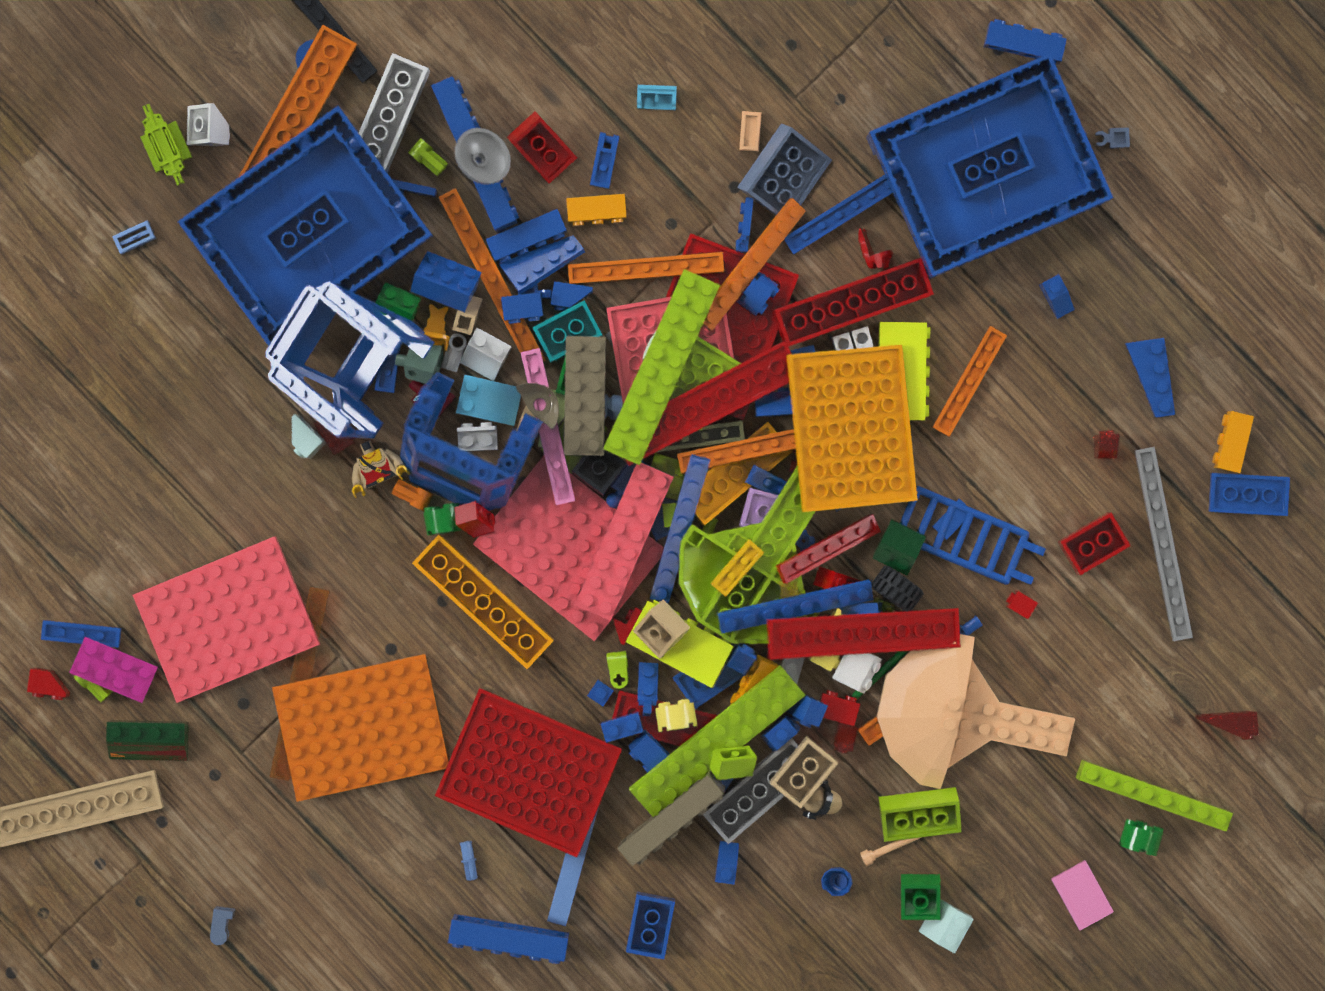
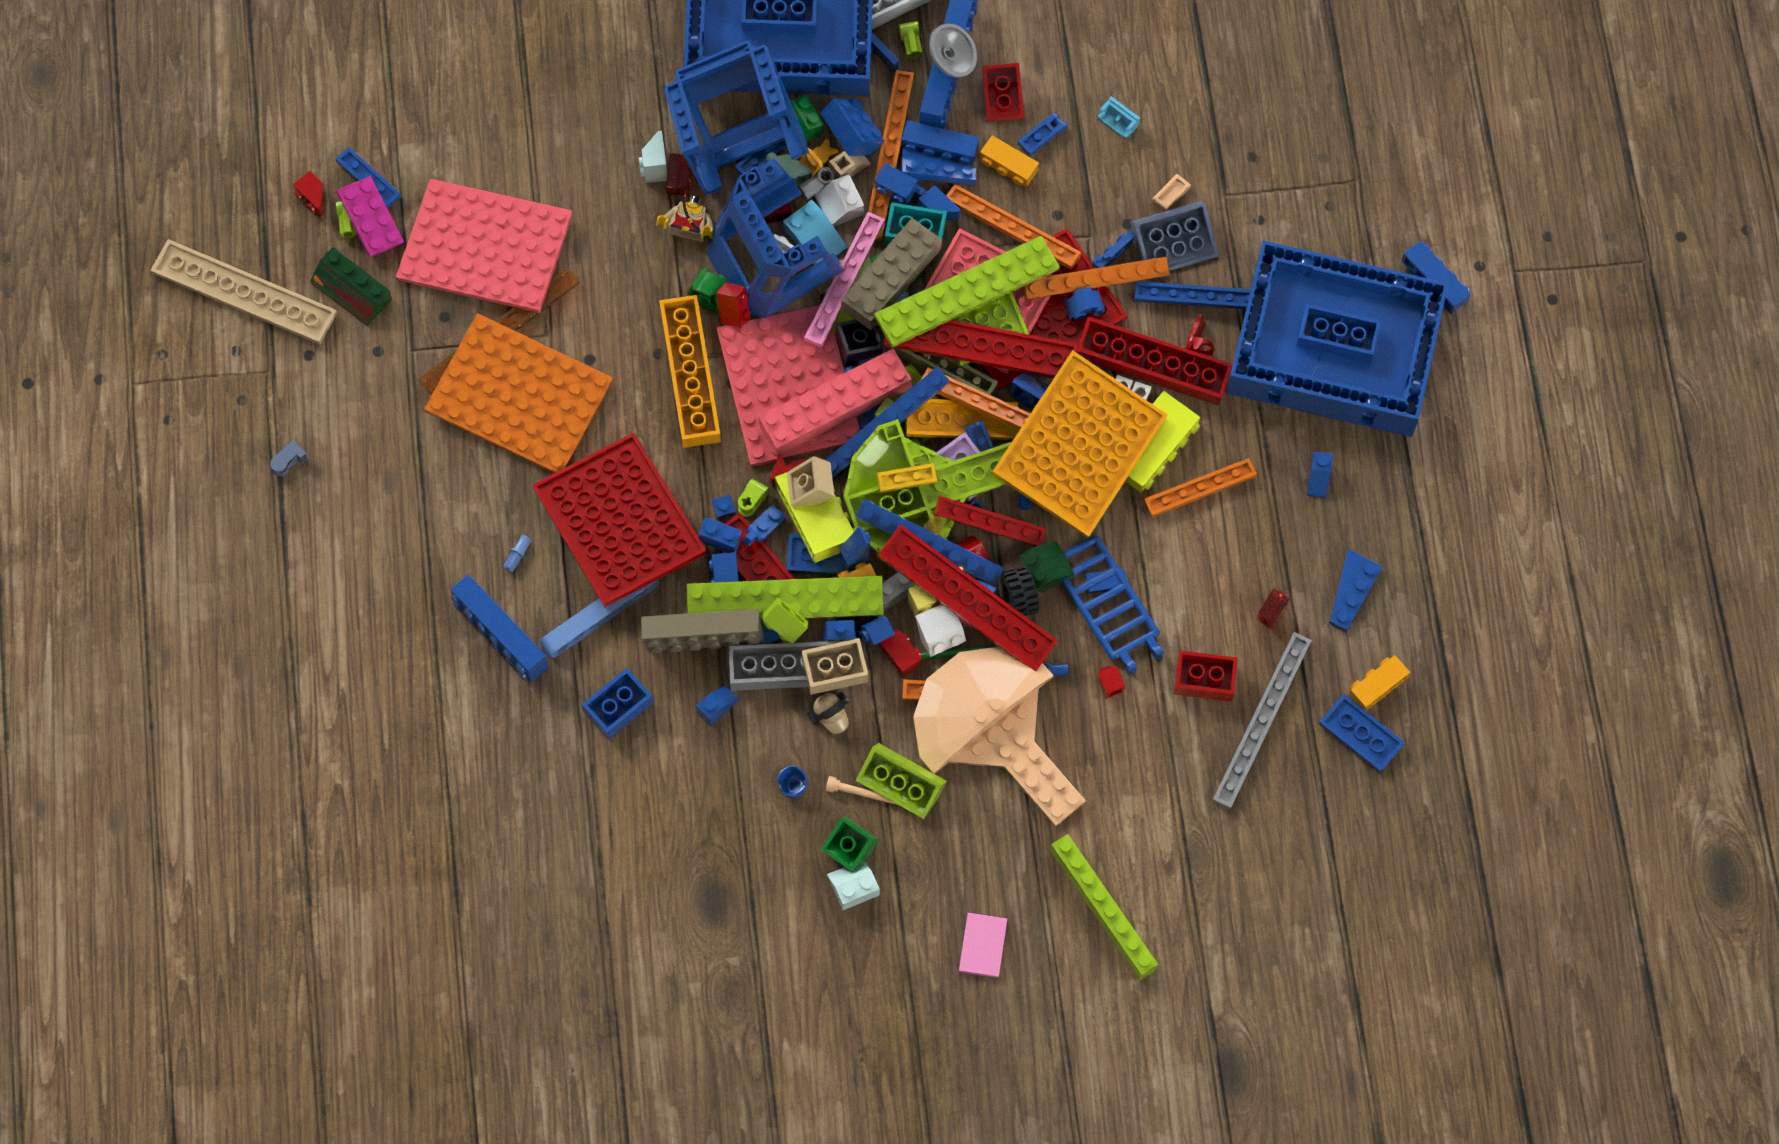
camera: 30 degrees right, 20 degrees down
(415, 496) = (699, 257): orange piece -> none
(533, 391) = (857, 244): dark tan piece -> none
(675, 716) = (768, 556): light yellow brick -> none
(844, 738) = (888, 676): clear red slope -> none
(1116, 138) = (1456, 395): sand blue plate -> none
(1141, 837) = (1067, 928): green brick -> none
(1238, 723) = (1214, 900): clear red slope -> none

